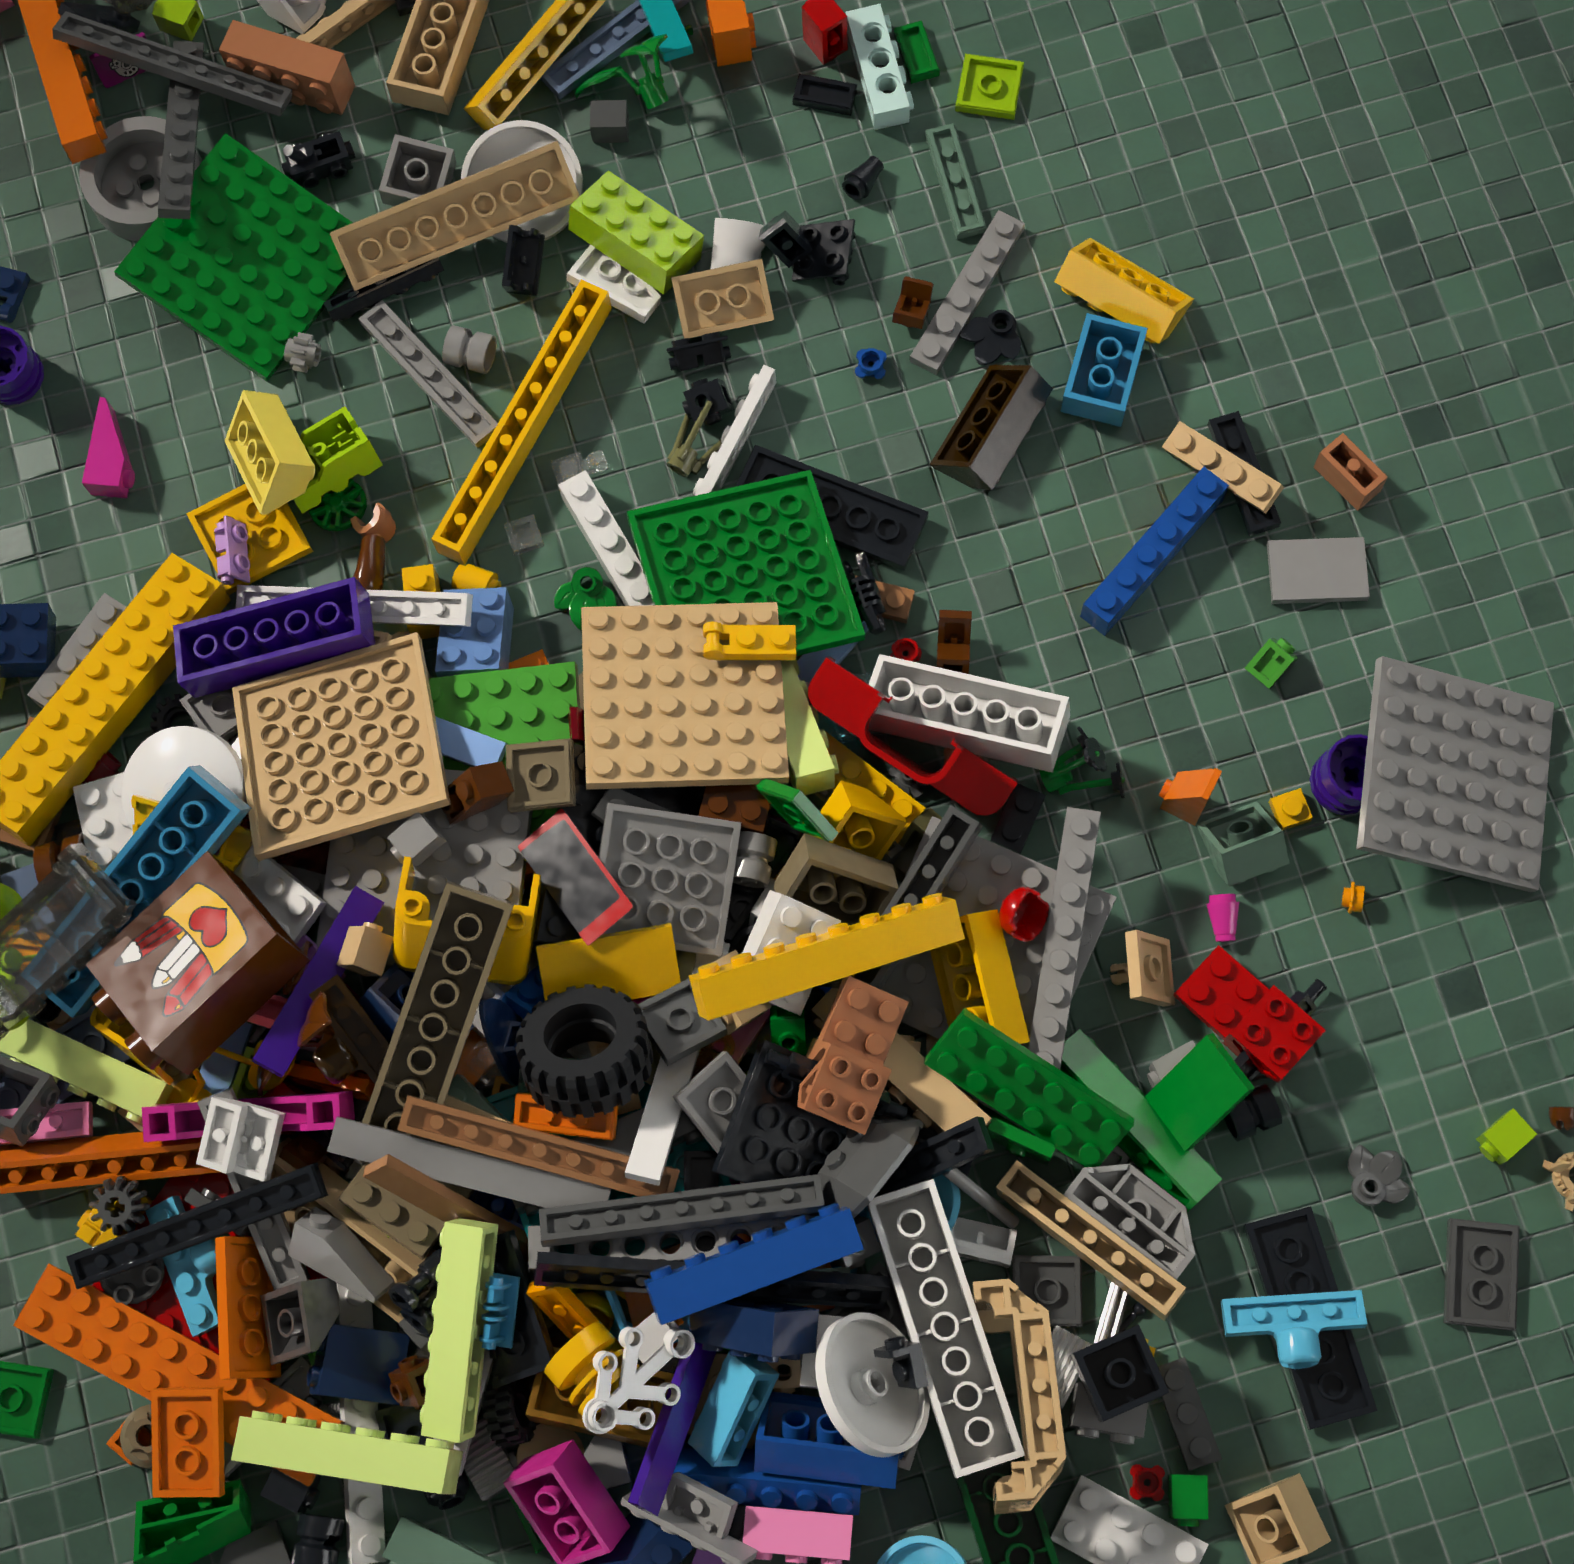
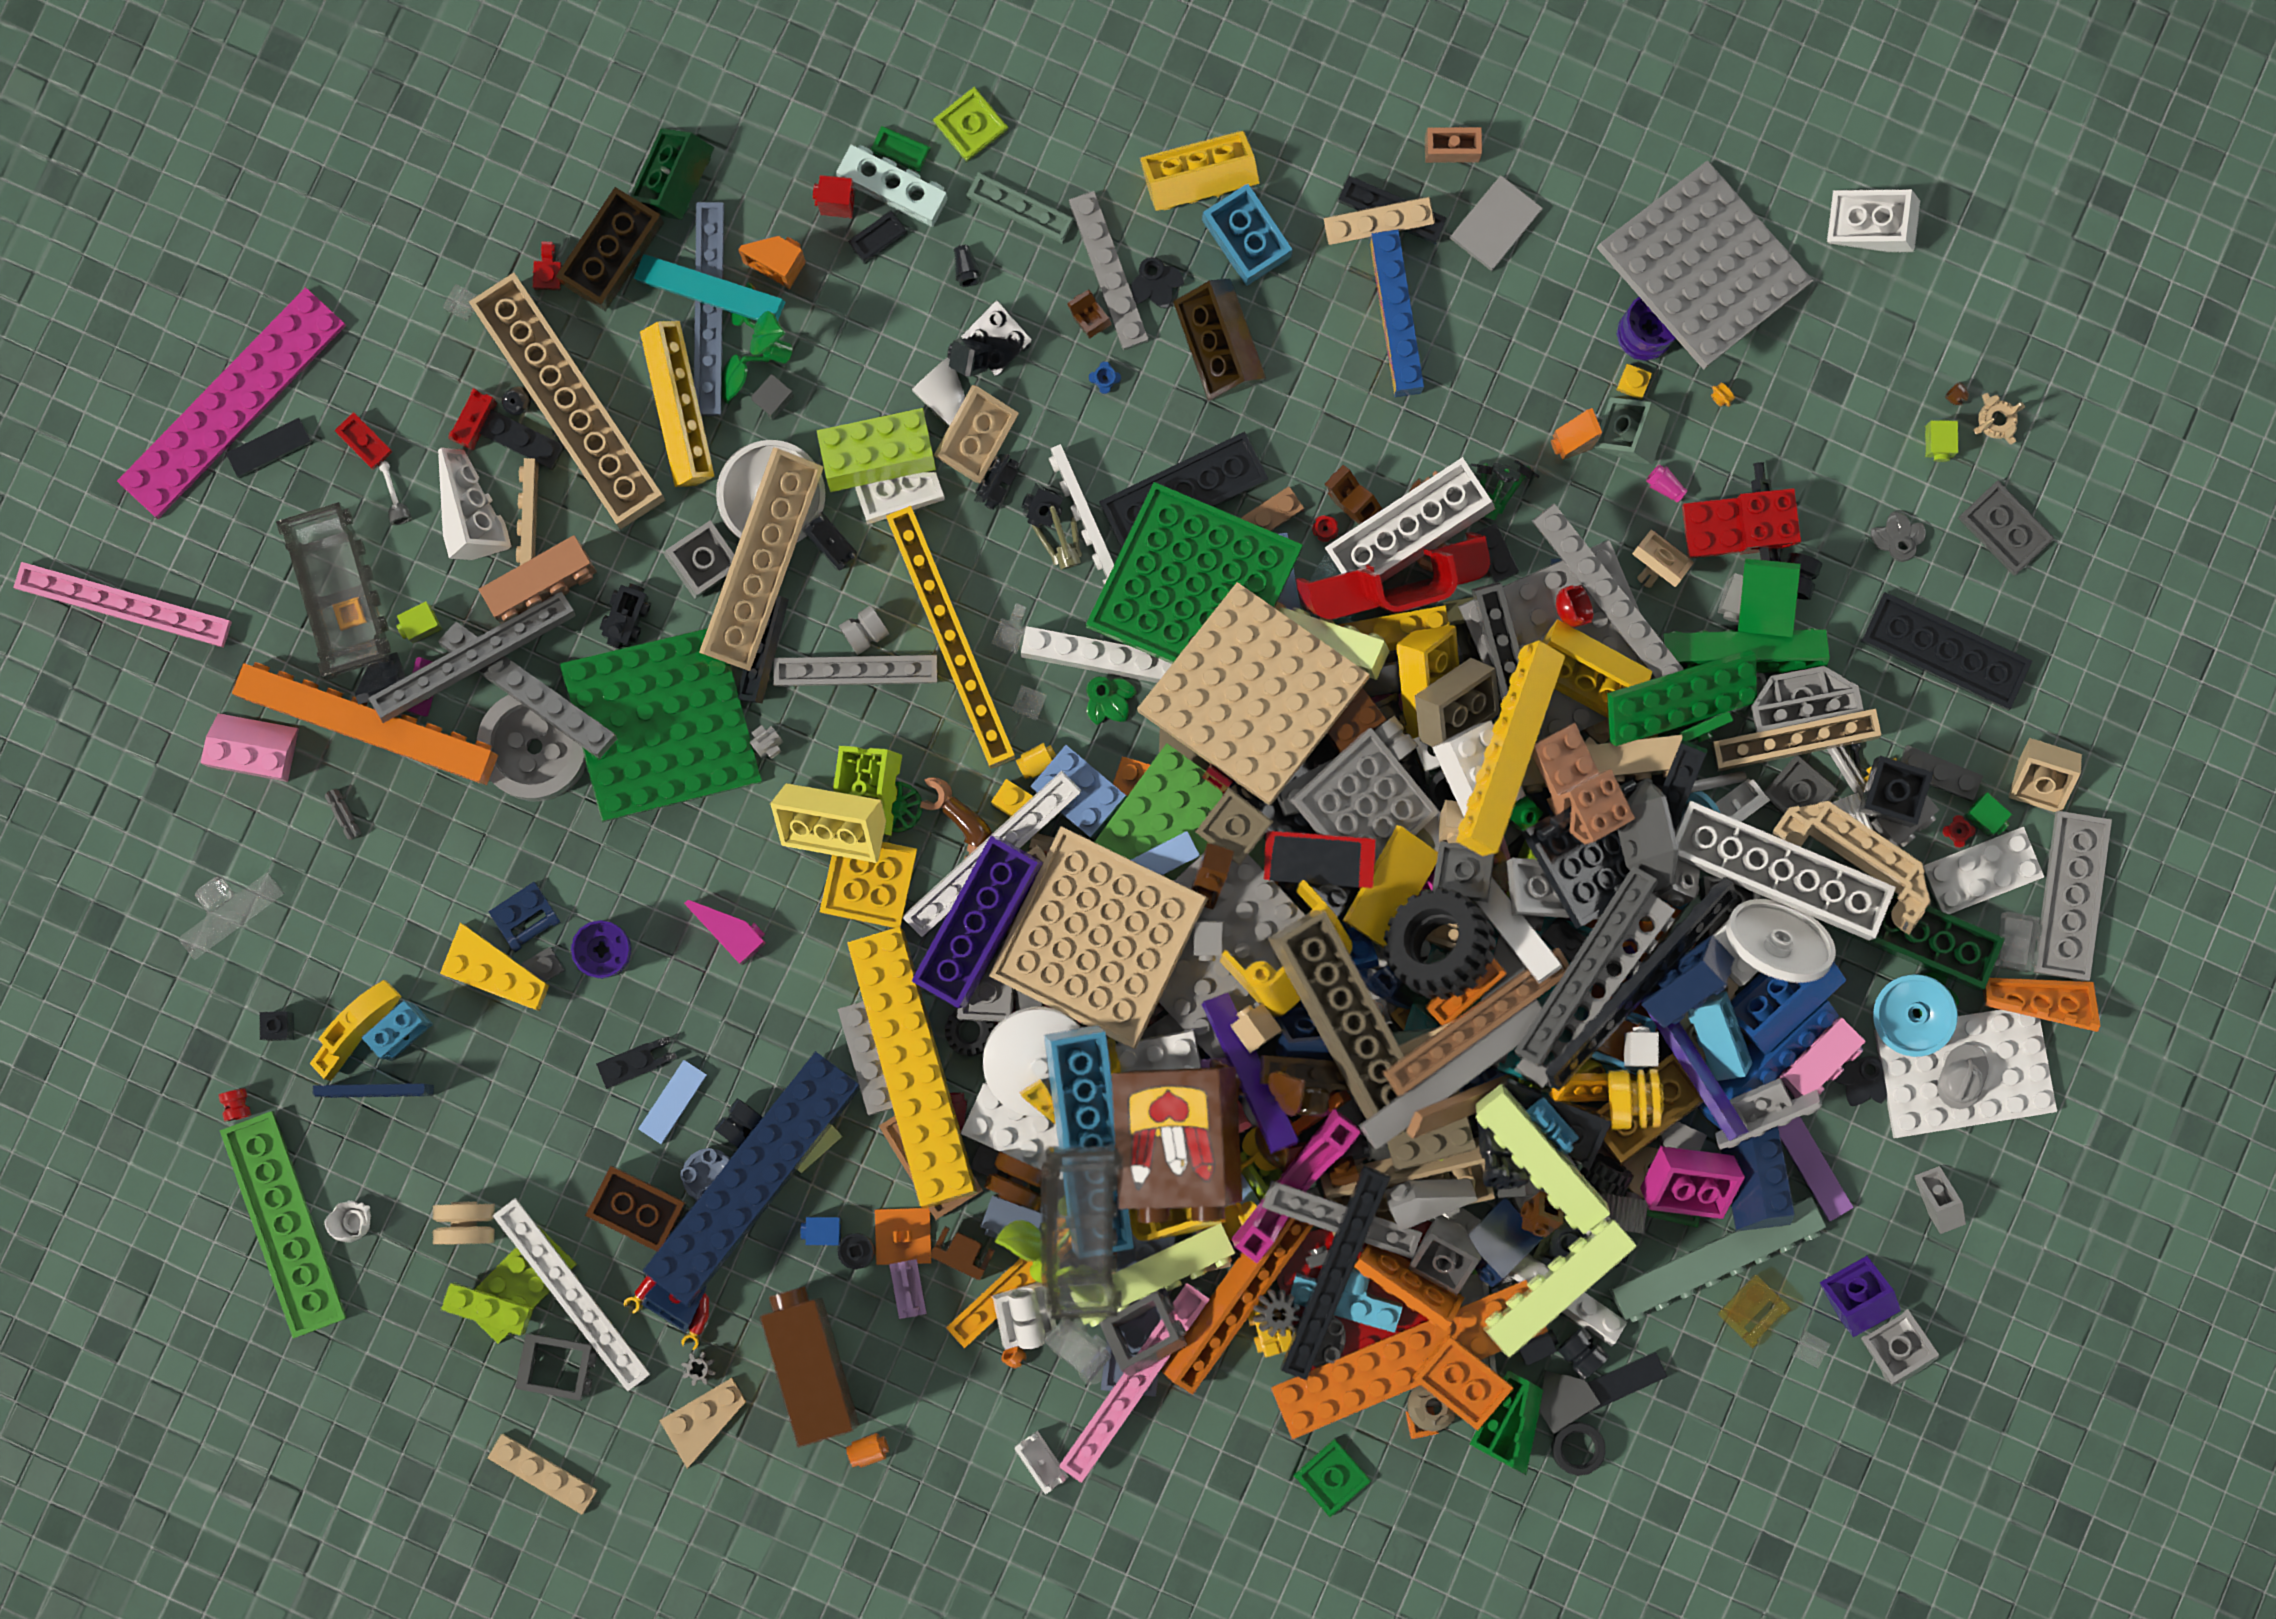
camera: 60 degrees left, 10 degrees up
(232, 538) = (889, 907): lavender hinge -> none
(240, 1138) = (1310, 1199): white slope -> none
(632, 1381) = (1672, 1109): white plant -> none
(749, 642) = (1256, 622): yellow plate -> none
(753, 1264) = (1658, 950): blue brick -> none
(797, 809) = (1394, 687): green plate -> none
(866, 595) = (1271, 520): black hinge -> none
(907, 1361) = (1785, 909): black bracket -> none
(1272, 661) = (1532, 306): bright green bracket -> none
(1294, 1321) = (1944, 662): medium azure plate -> none

